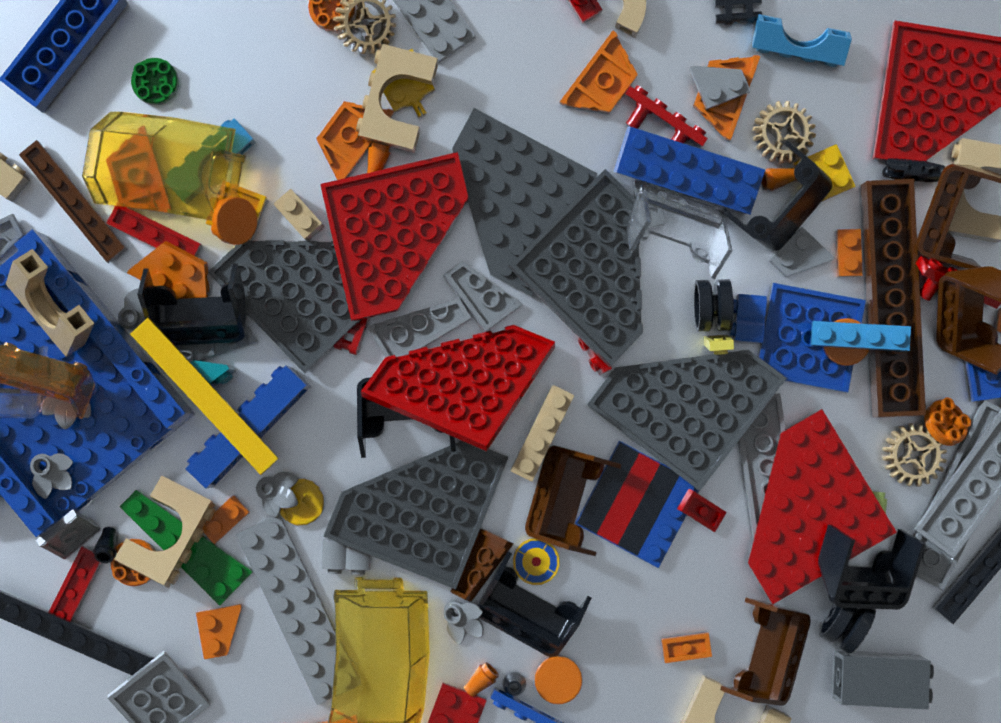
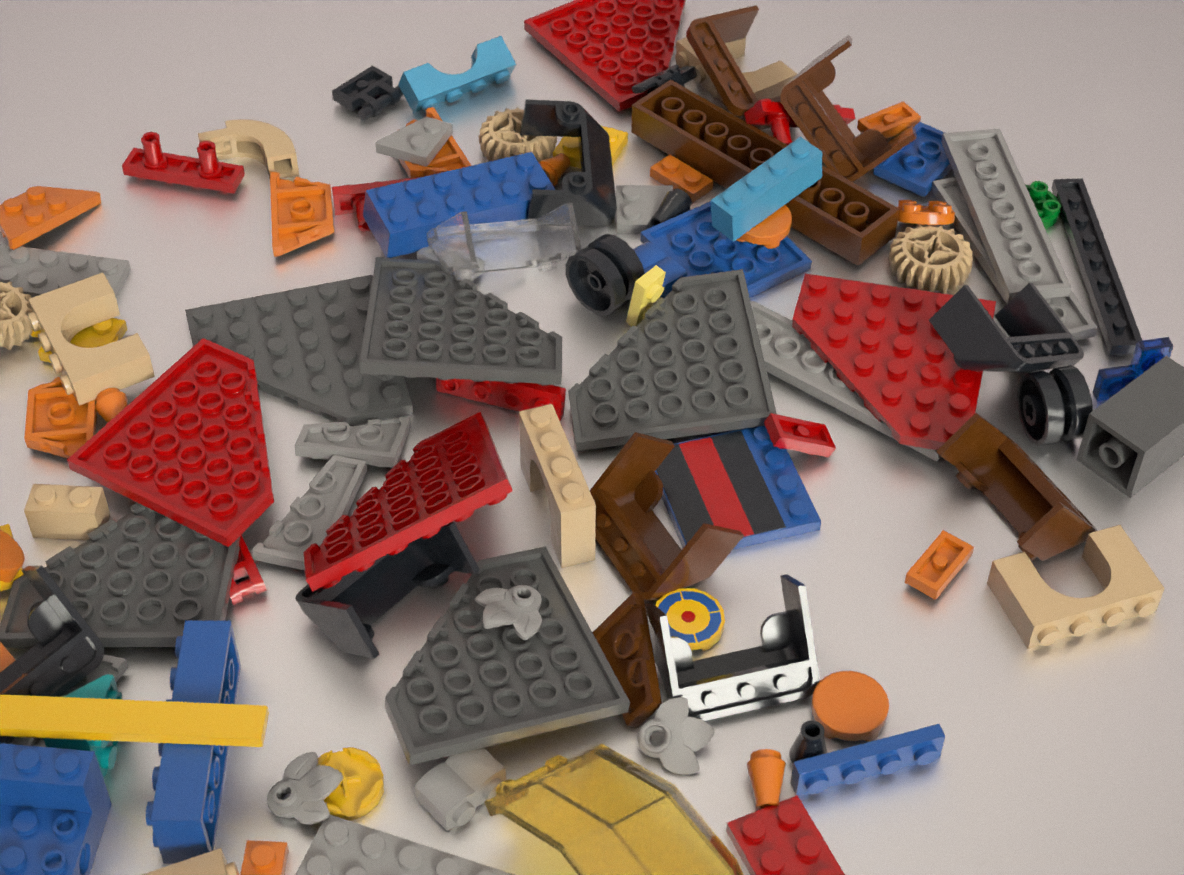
camera: 45 degrees left, 40 degrees down
(444, 491) = (512, 606): none -> light grey plate
(812, 277) = (673, 204): none -> black cone
(923, 643) = (1145, 355): none -> clear blue plate

